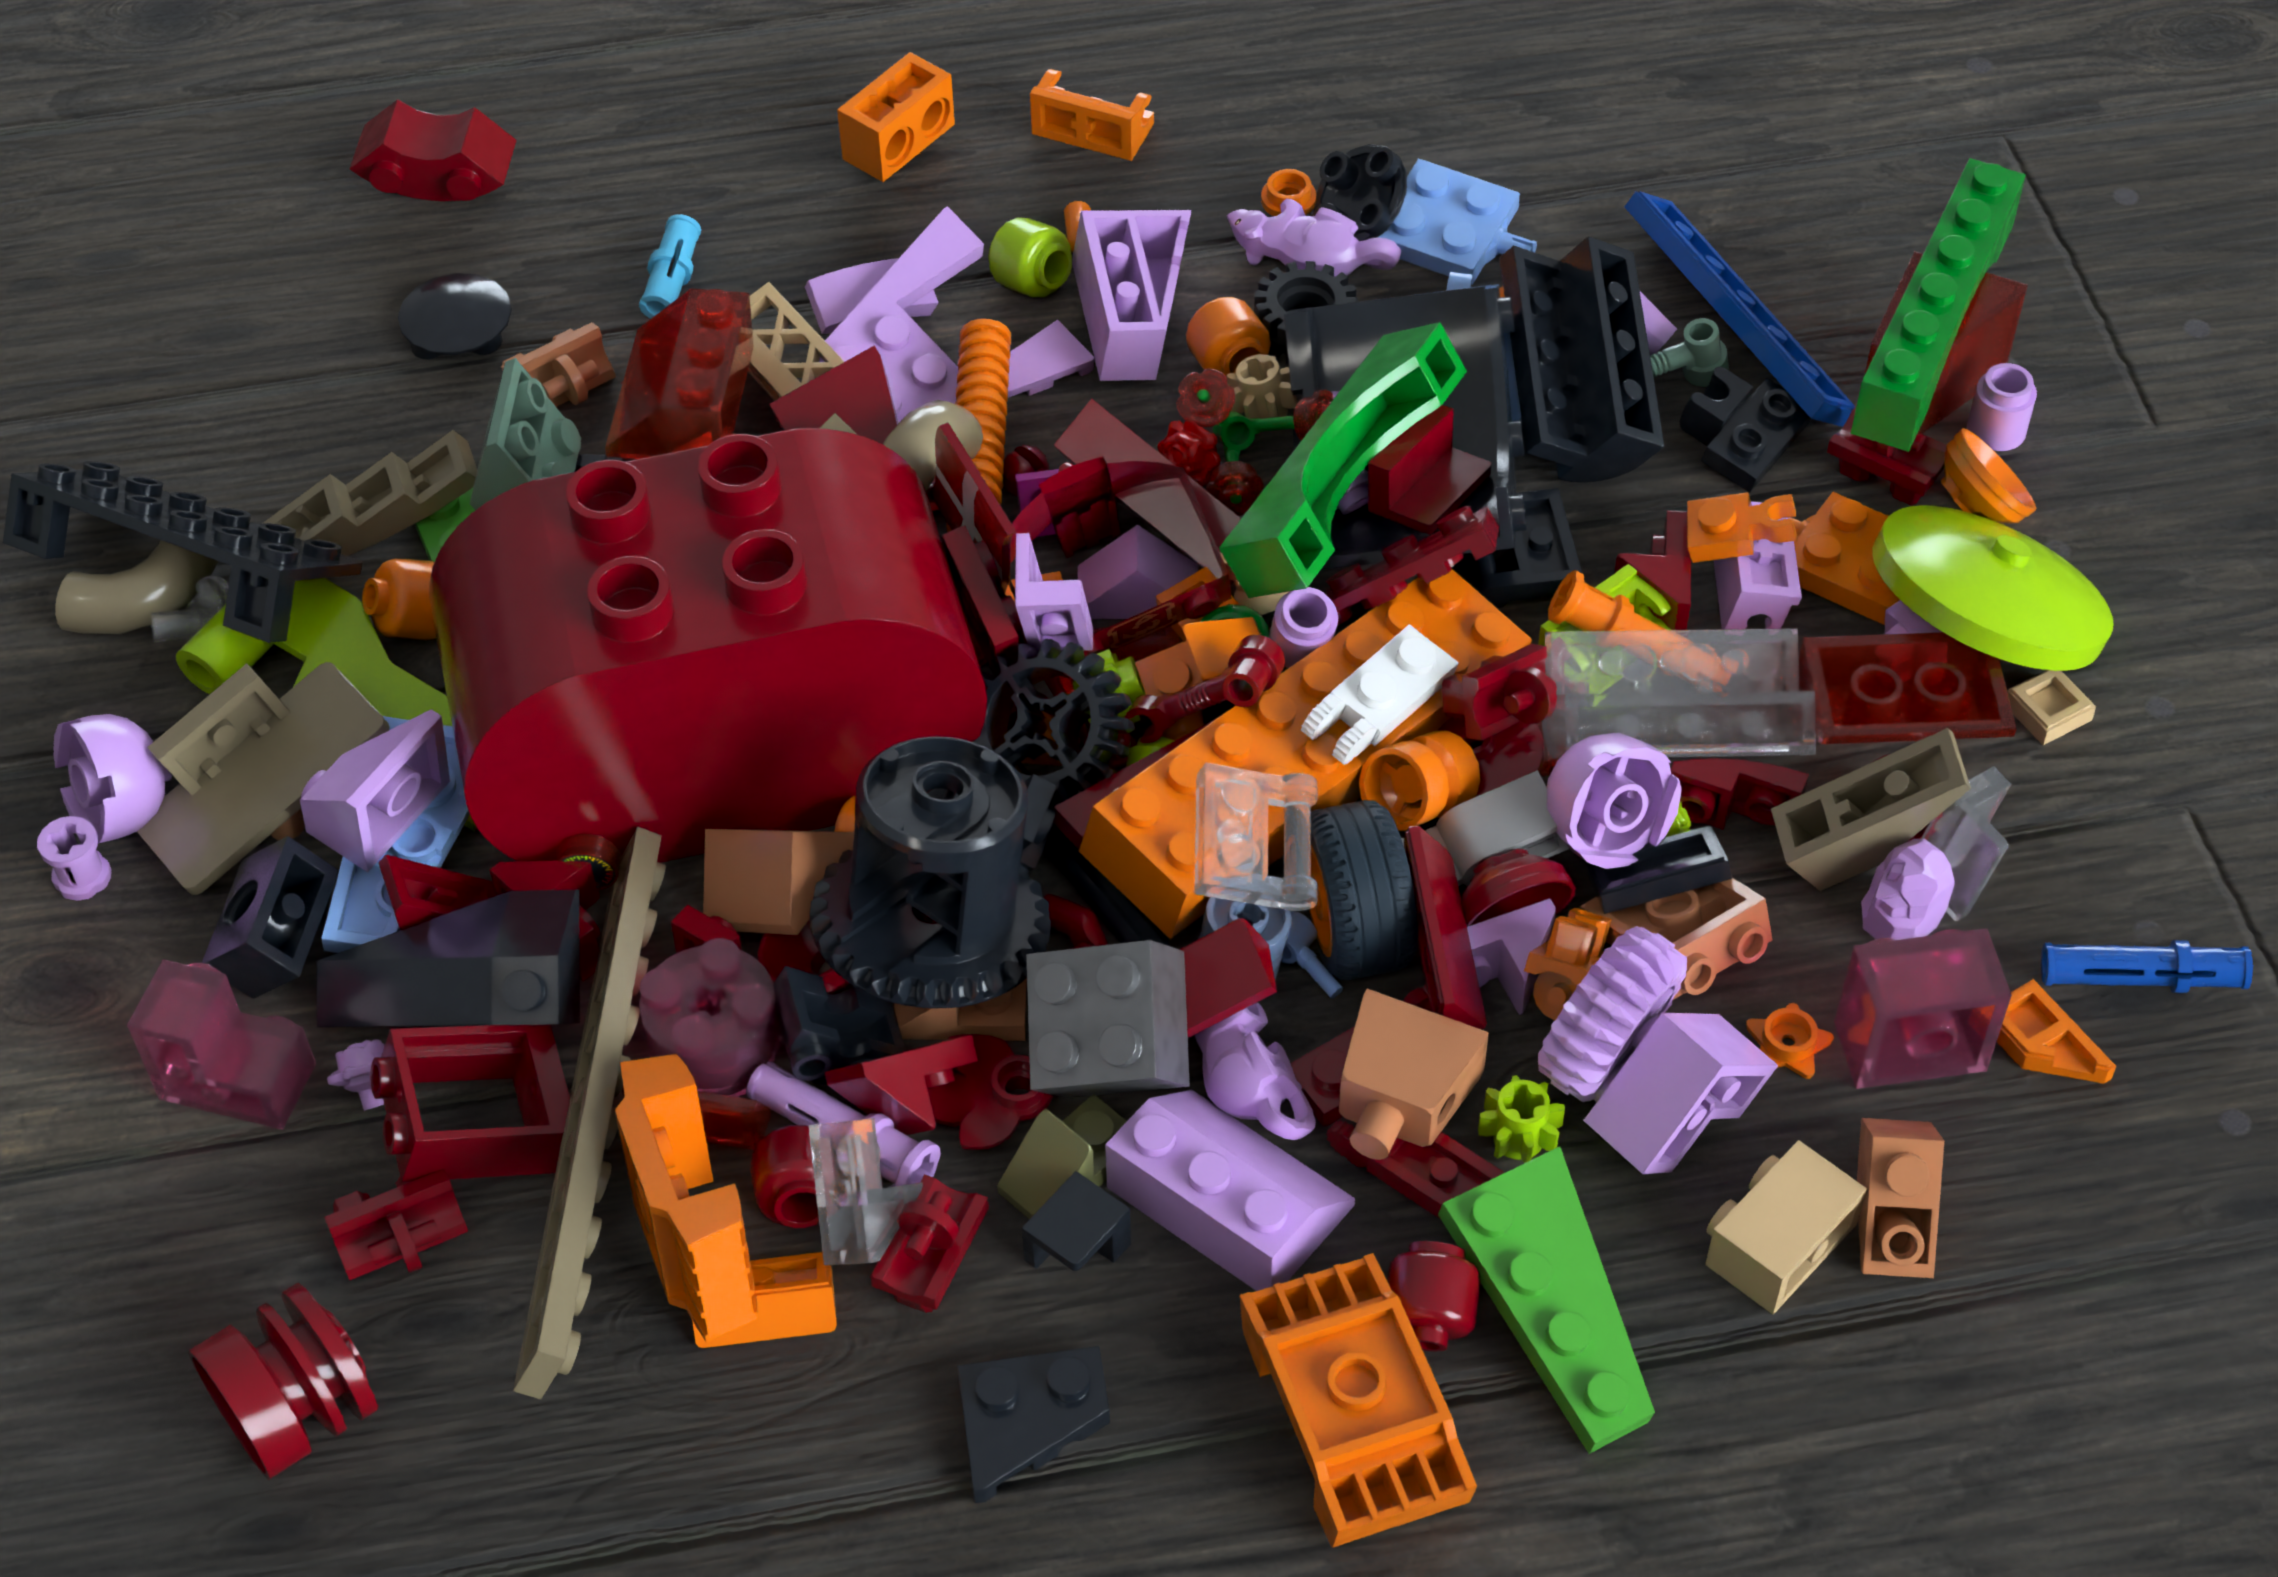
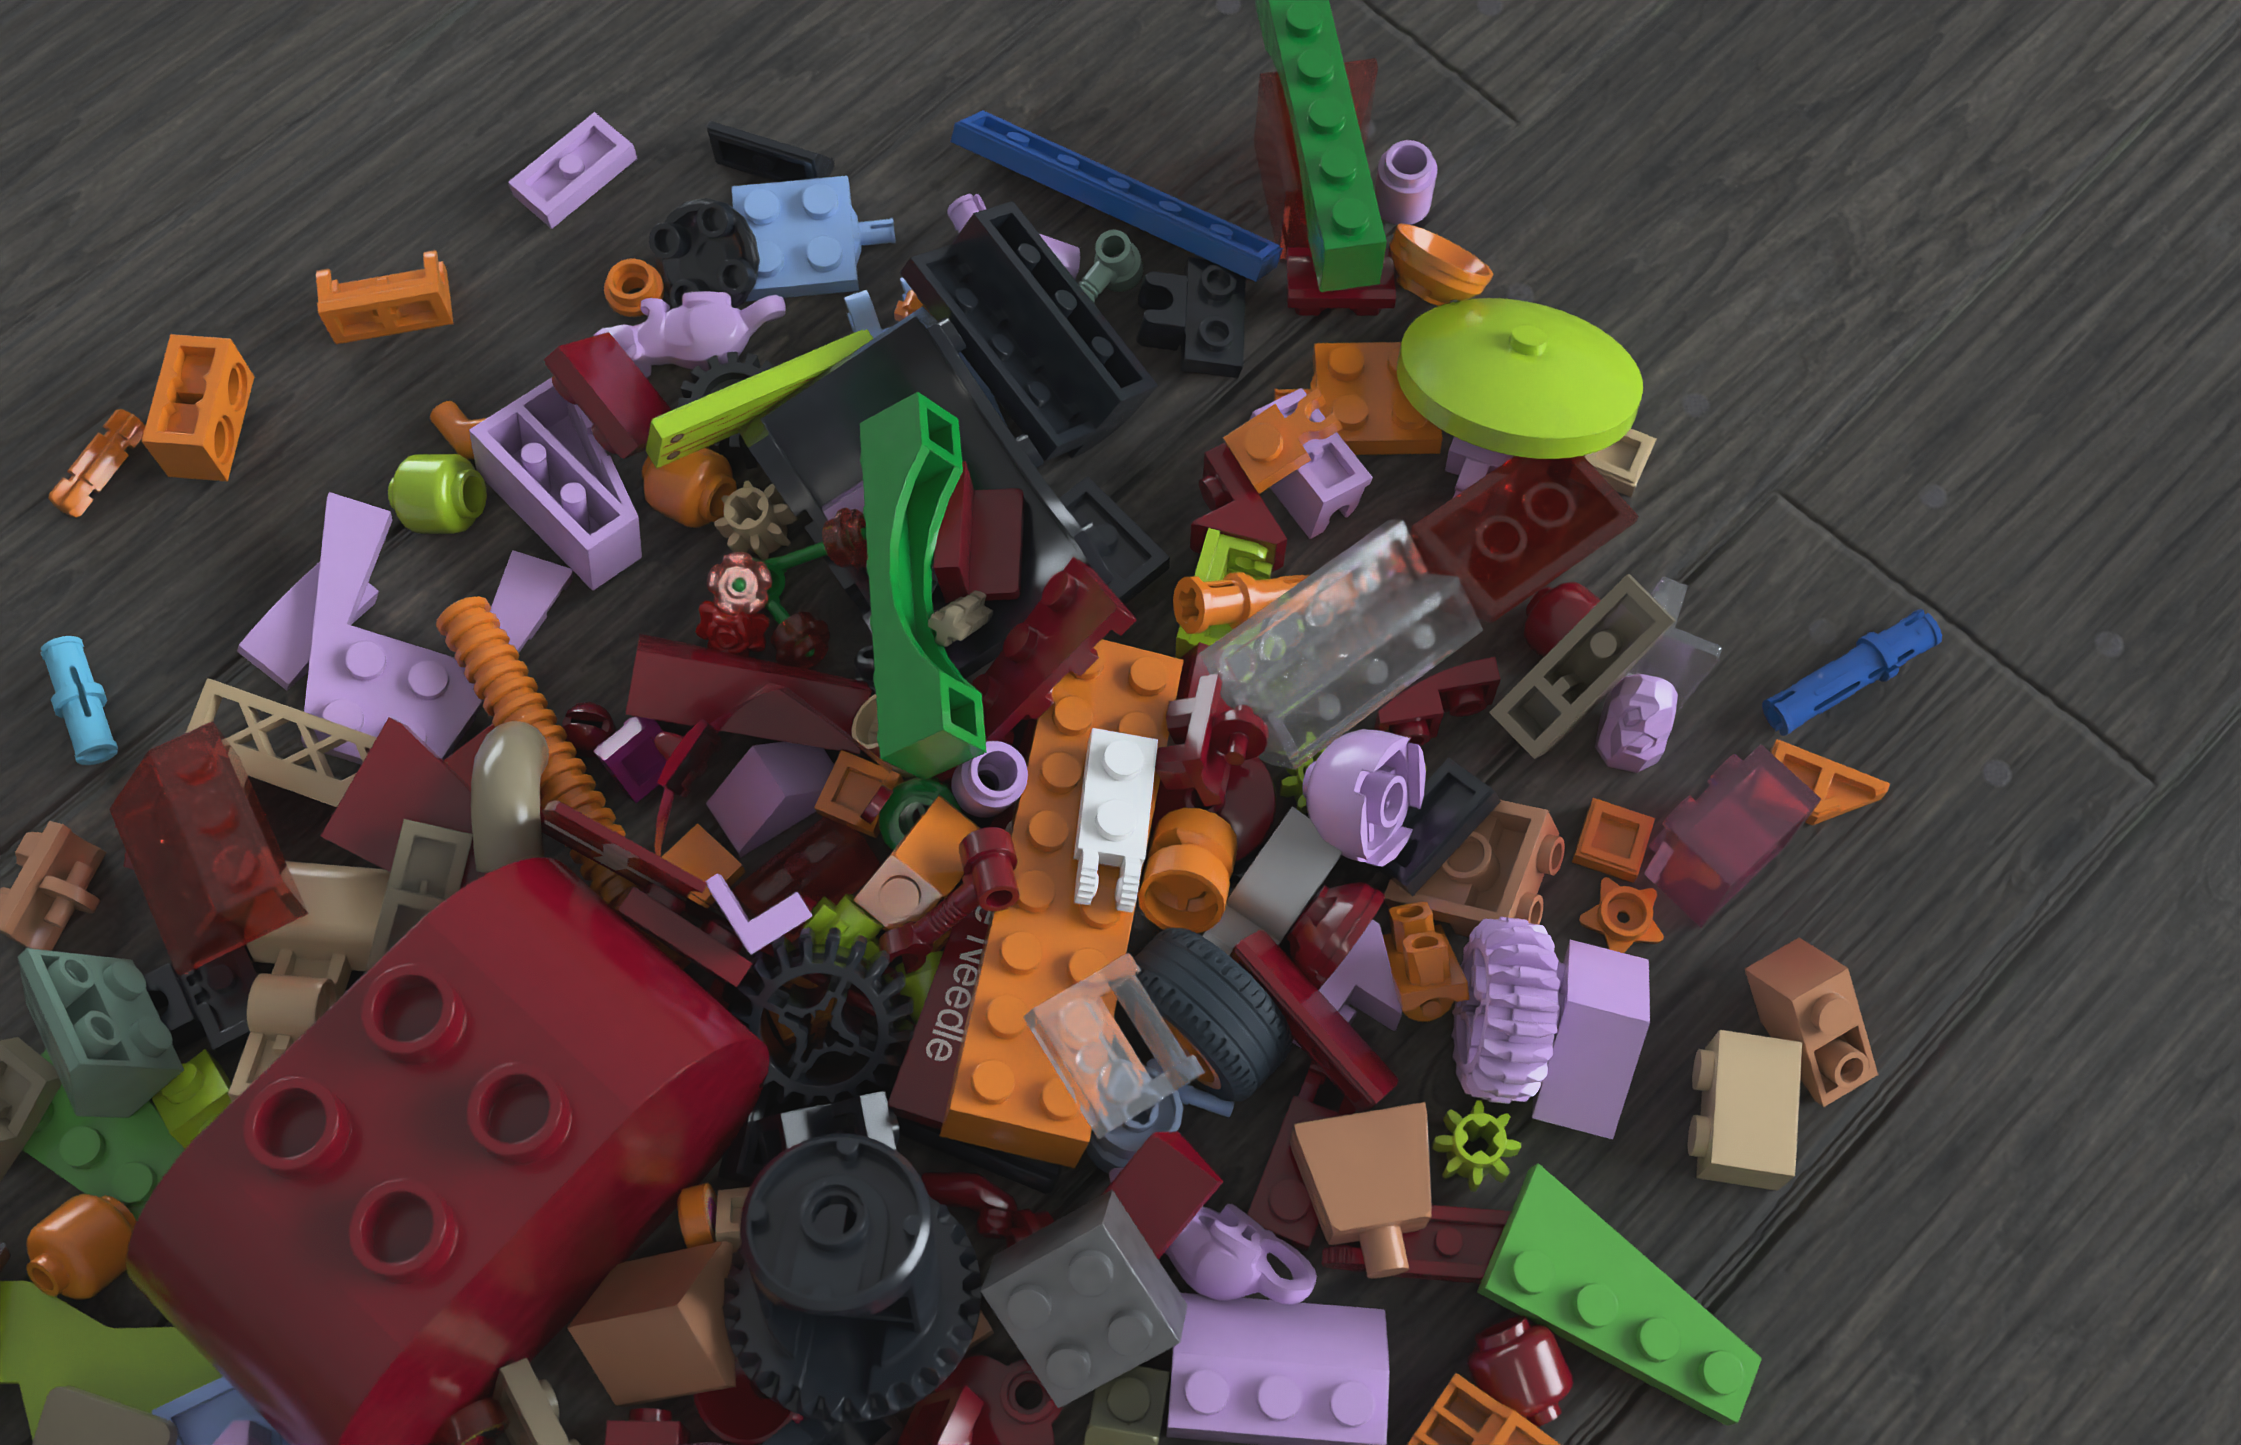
camera: 35 degrees left, 15 degrees up
(794, 127) = (97, 463): none -> orange axle
(1209, 240) = (608, 390): none -> dark red tile
(1282, 287) = (732, 407): none -> lime tile
(1301, 95) = (572, 170): none -> lavender plate
(1364, 508) = (960, 618): none -> dark tan axle
(1462, 150) = (765, 156): none -> black slope
(1815, 978) = (1613, 840): none -> orange tile

